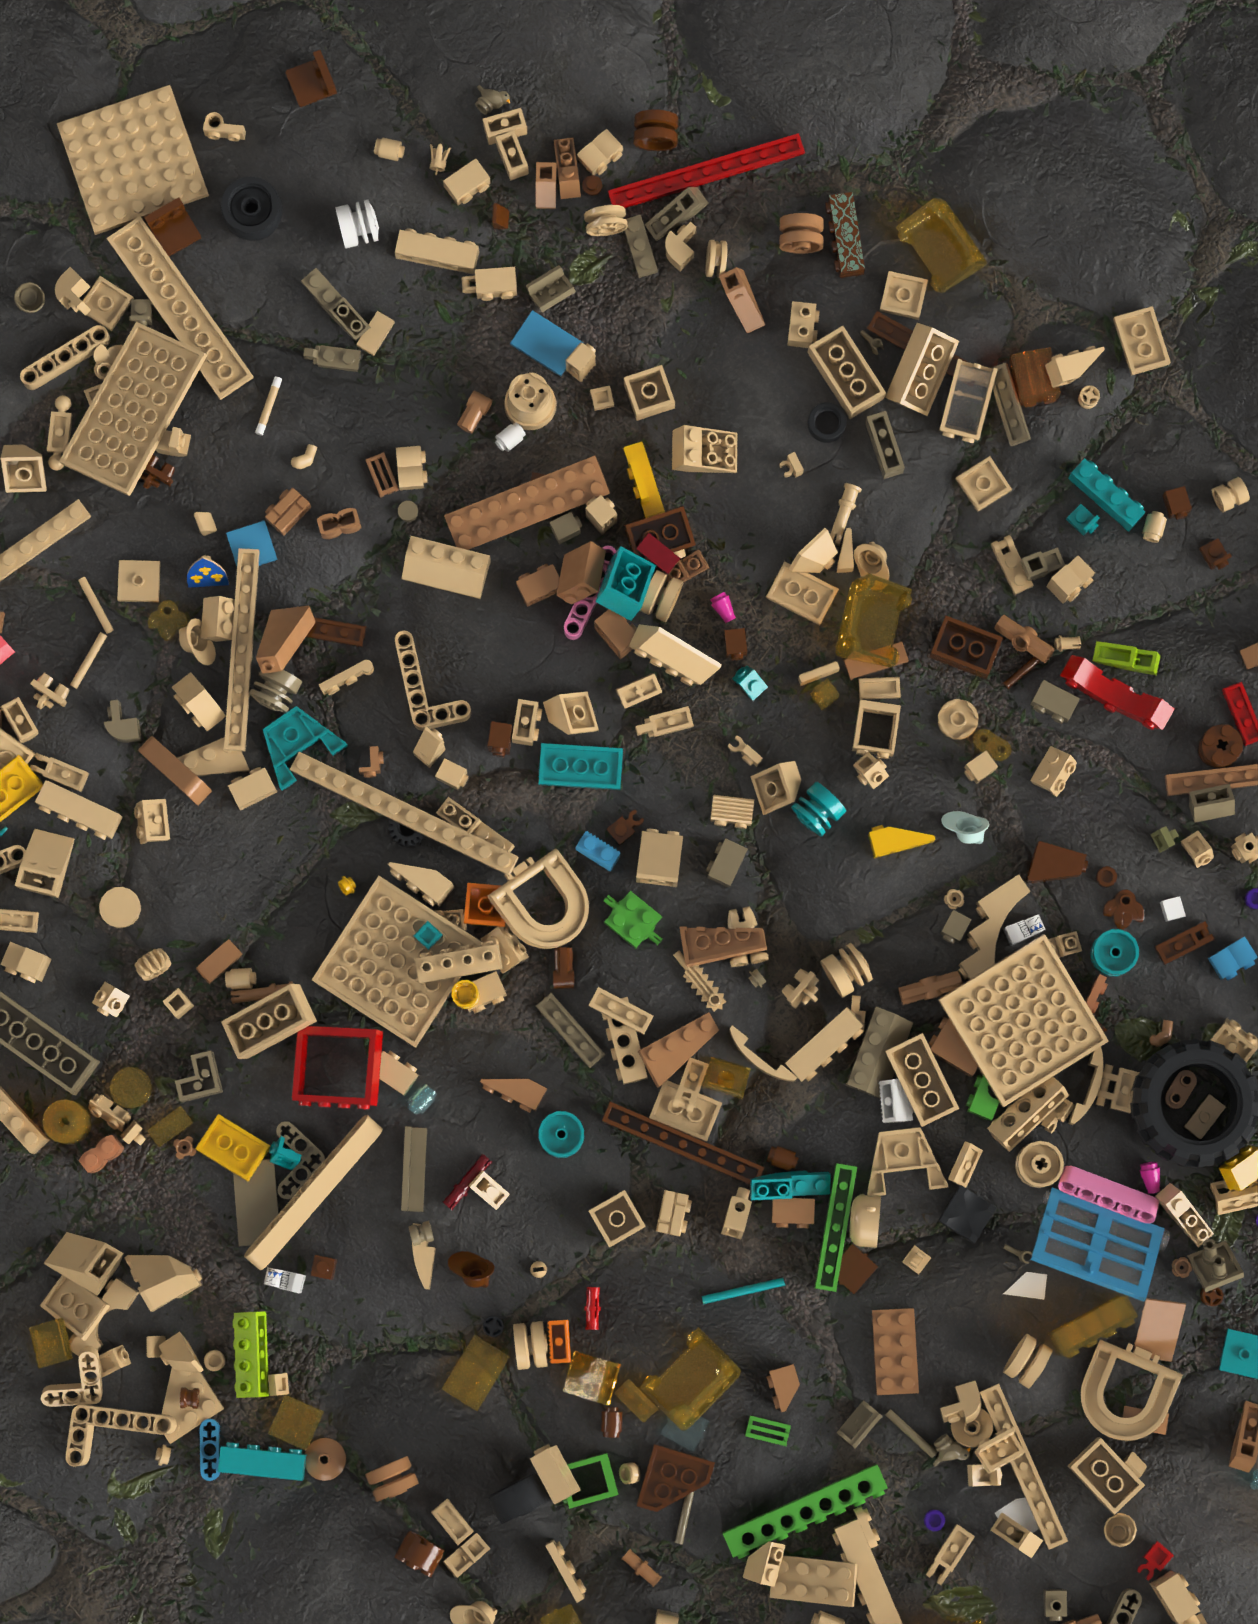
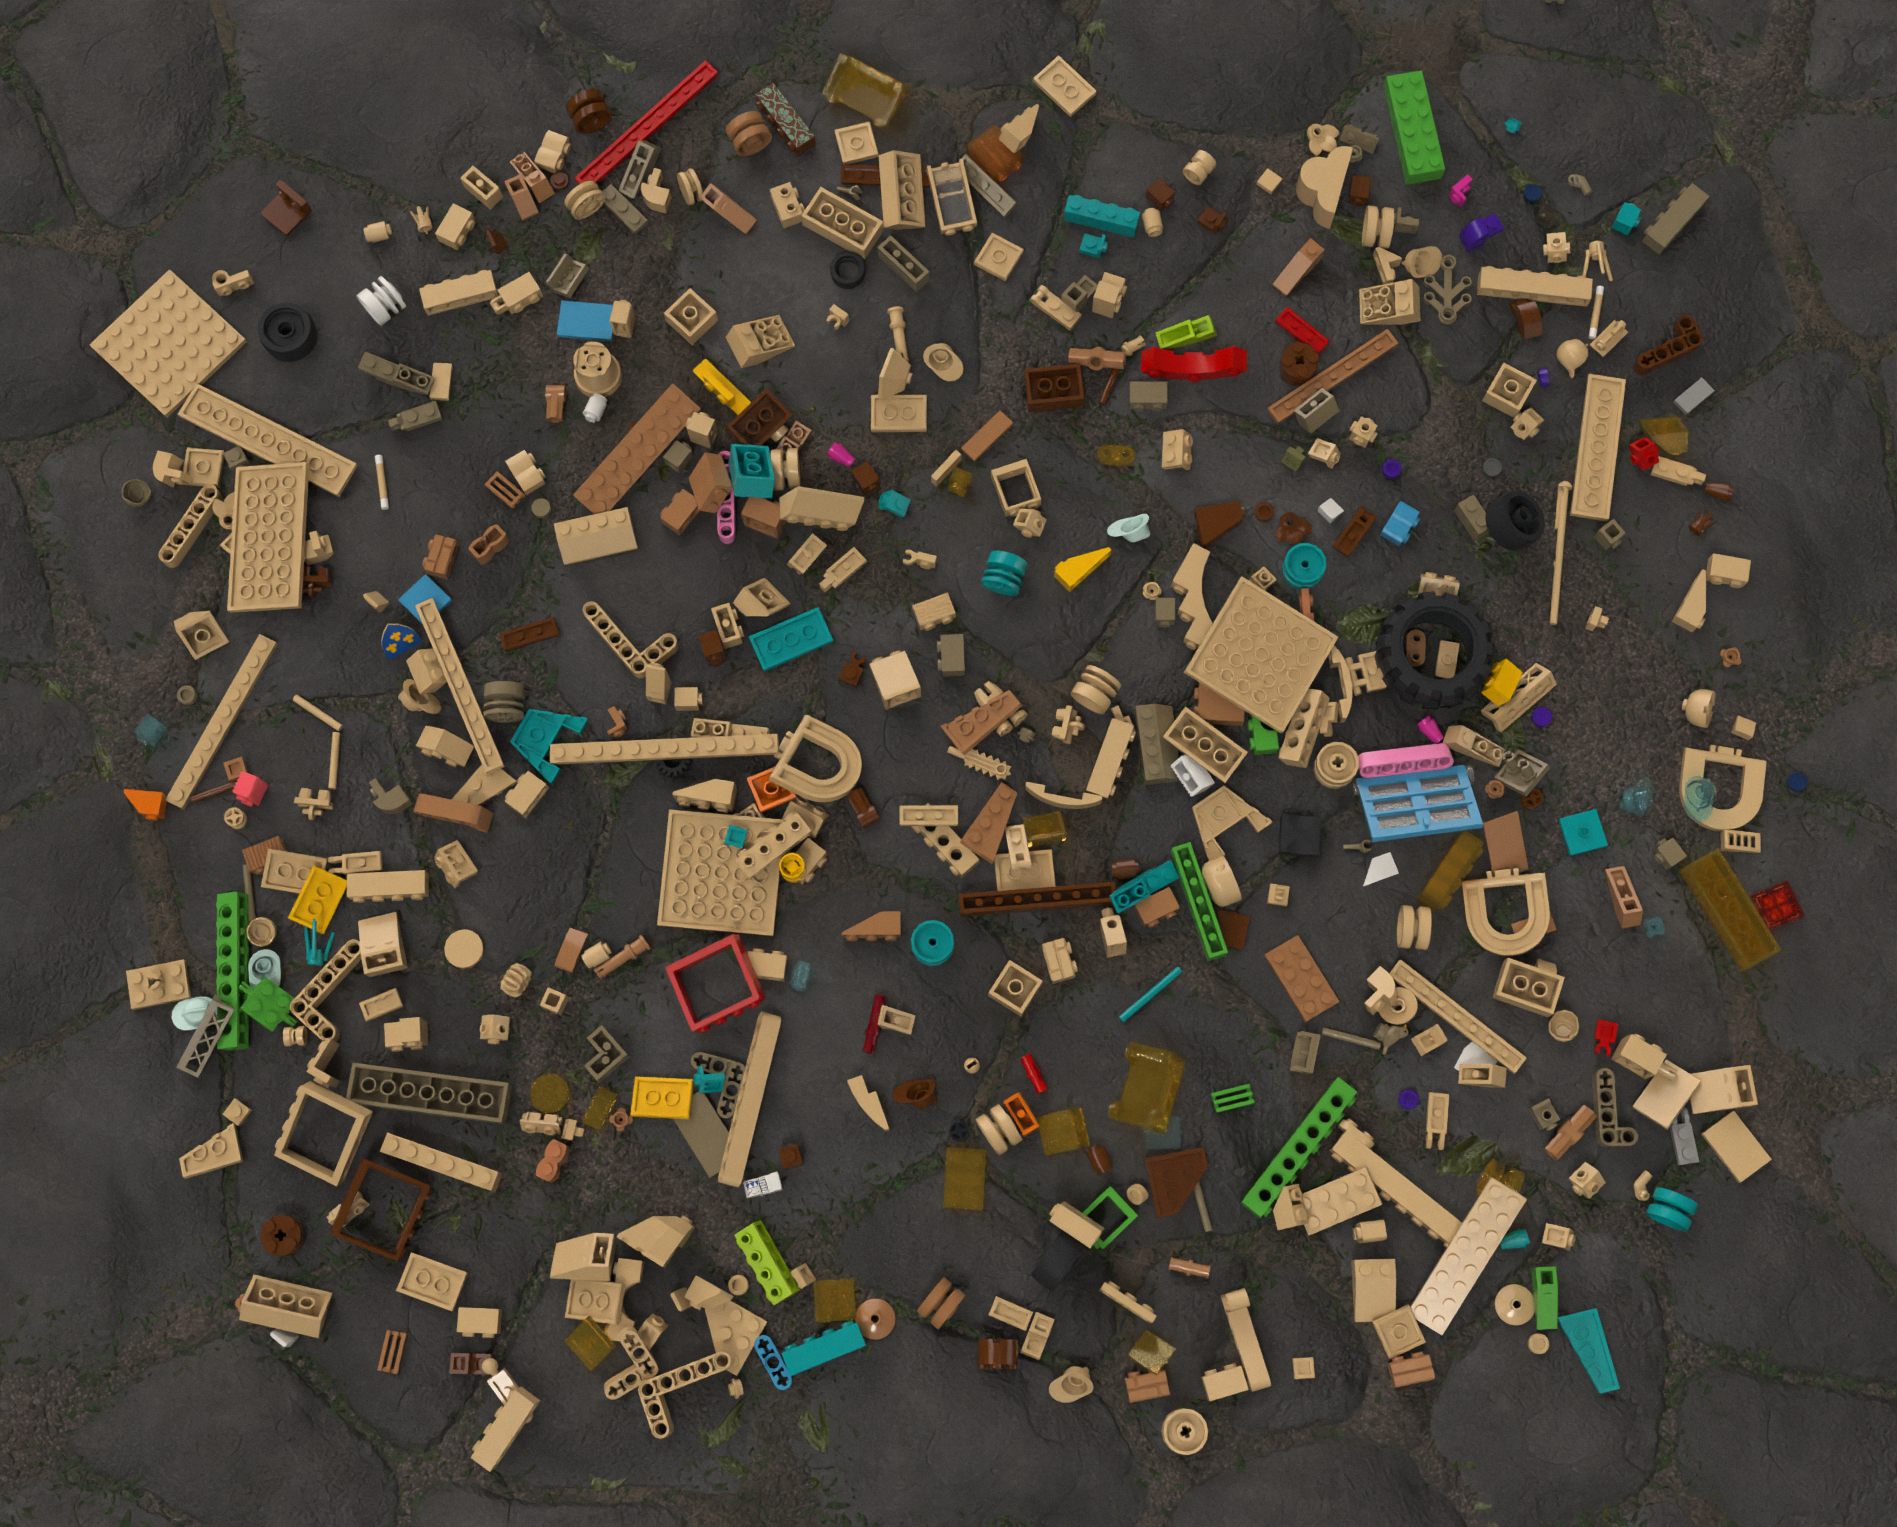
camera: 25 degrees left, 5 degrees down
(19, 720) = (300, 838): tan brick -> none
(59, 431) = (215, 588): tan plate -> none
(77, 1115) = (517, 1156): clear yellow wheel -> none
(138, 581) = (344, 675): tan plate -> none
(165, 622) = (386, 697): clear yellow plate -> none
(172, 227) = (228, 378): reddish brown bracket -> none
(189, 1398) = (733, 1326): reddish brown wheel -> none
(268, 1021) = (638, 975): tan brick -> none
(283, 636) = (488, 655): medium nougat slope -> none
(306, 459) = (435, 509): tan arm -> none
(346, 677) = (559, 664): tan plate -> none
(347, 885) = (646, 833): yellow plate -> none
(414, 1169) = (824, 1036): dark tan fence -> none
(424, 1229) = (858, 1084): dark tan wheel -> none
(491, 100) = (442, 154): dark tan animal -> none
(504, 123) = (461, 165): tan brick -> none
(570, 1030) = (894, 856): dark tan tile -> none
(598, 851) = (841, 699): dark azure brick -> none
(602, 398) = (654, 340): tan plate -> none
(633, 919) = (899, 740): bright green plate -> none
(636, 1400) = (1110, 1130): clear yellow bracket -> none
(658, 553) = (765, 435): dark red tile -> none
(777, 786) = (959, 573): tan slope -> none
(785, 1385) = (1226, 1052): medium nougat slope -> none
(846, 561) = (919, 366): tan slope -> none
(872, 620) = (966, 404): clear yellow windscreen -> none
(879, 688) = (1001, 456): tan tile -> none
(930, 987) = (1170, 671): medium nougat piece -> none
(958, 719) = (1077, 449): tan tile -> none
(965, 1164) = (1276, 796): tan plate -> none
(980, 767) = (1116, 476): tan brick -> none
(999, 1450) = (1431, 1011): tan bracket -> none
(1024, 929) = (1221, 586): white leg -> none
(1091, 393) = (1048, 145): tan wheel -> none
(1164, 1036) = (1379, 612): medium nougat arm -> none

